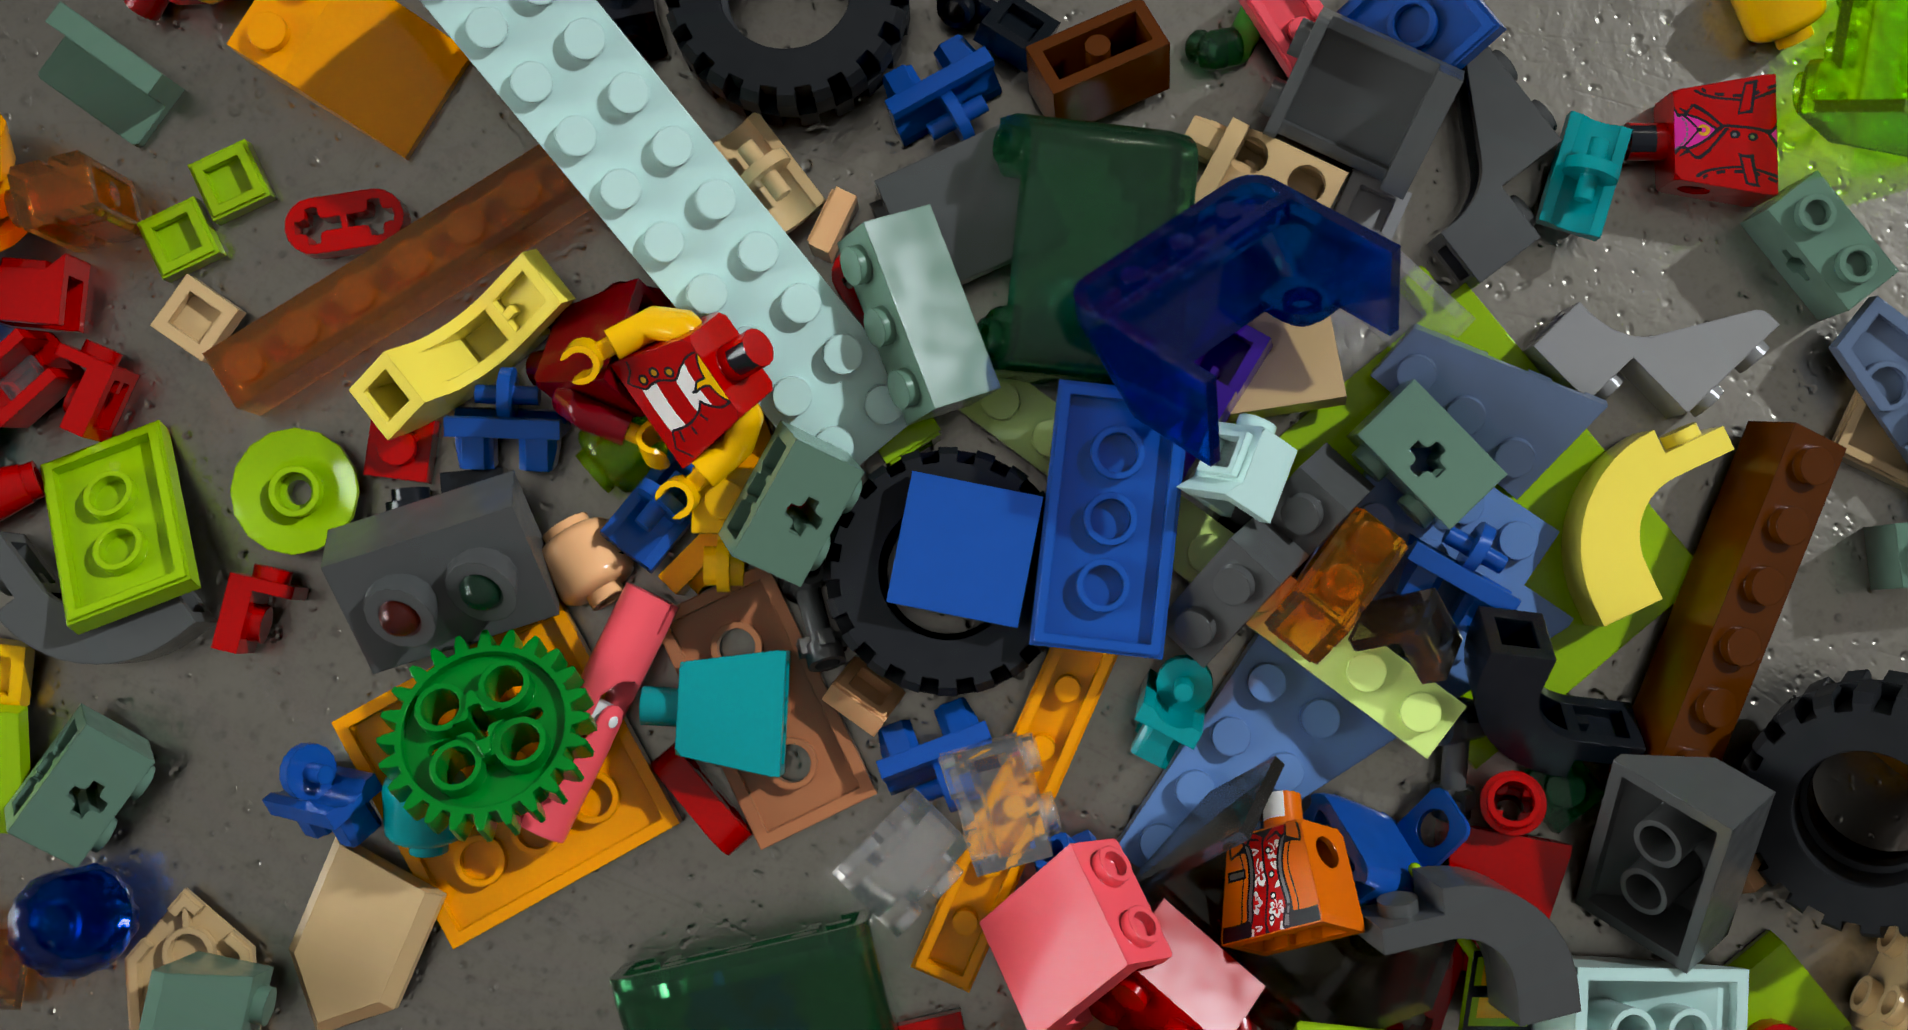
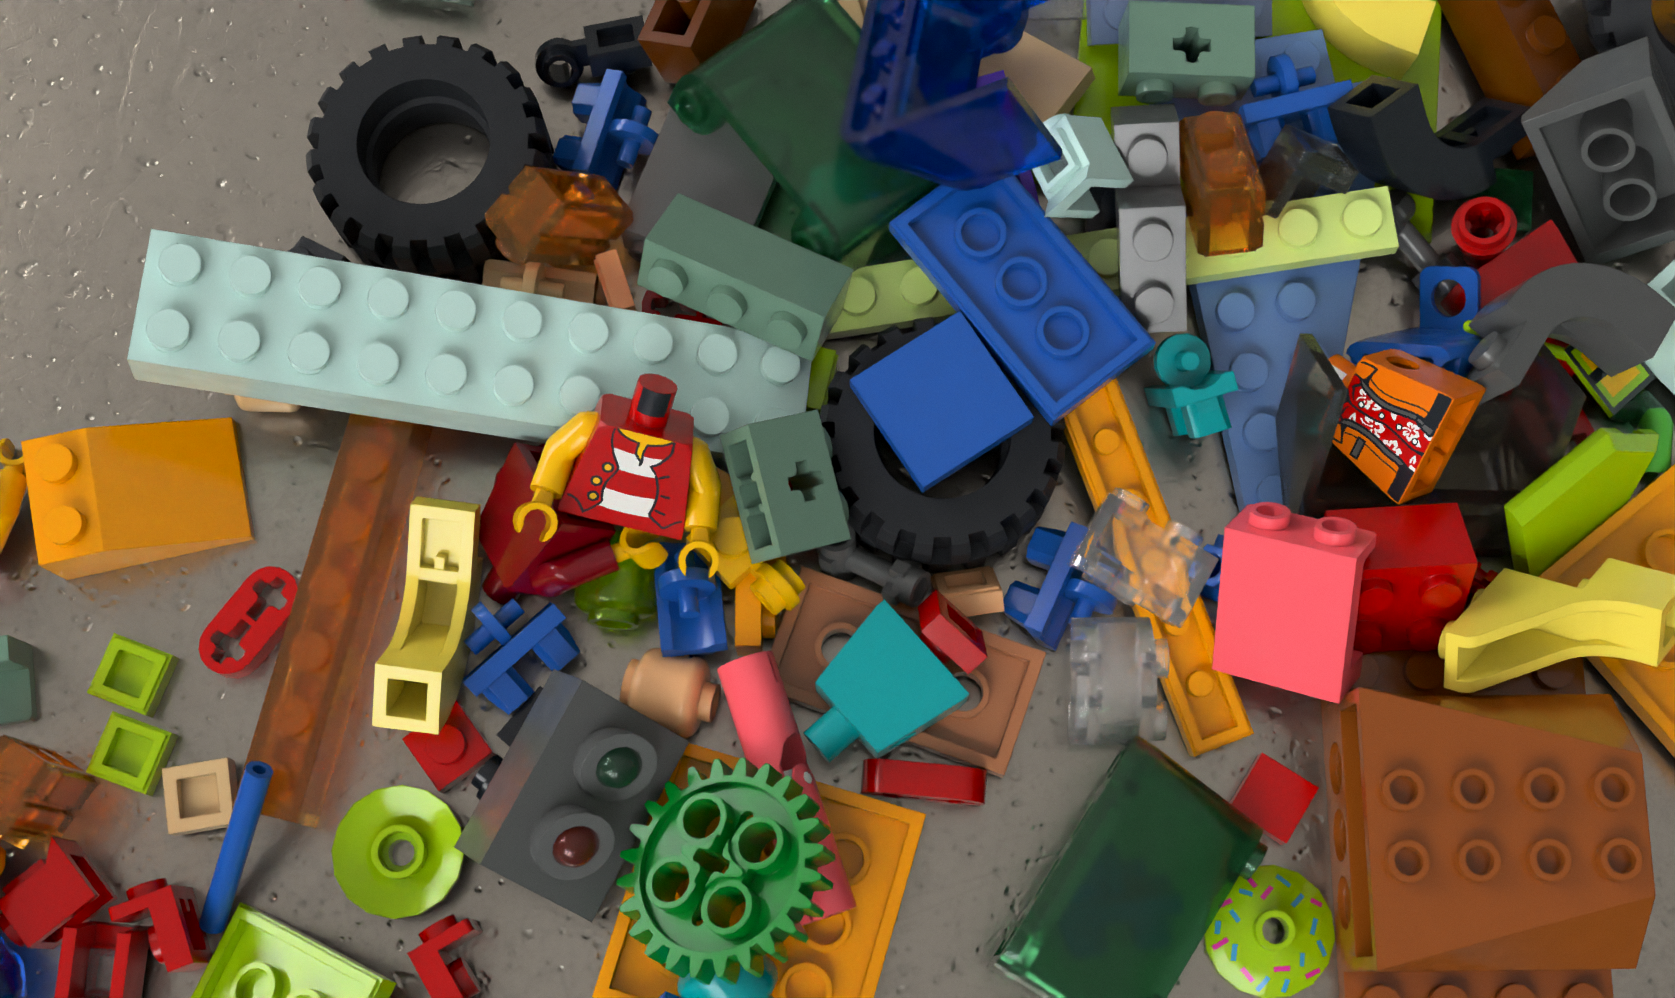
camera: 45 degrees left, 10 degrees down
(182, 383) = (235, 846): none -> blue piece
(814, 719) = (950, 633): none -> red plate
(827, 137) = (557, 217): none -> clear orange brick

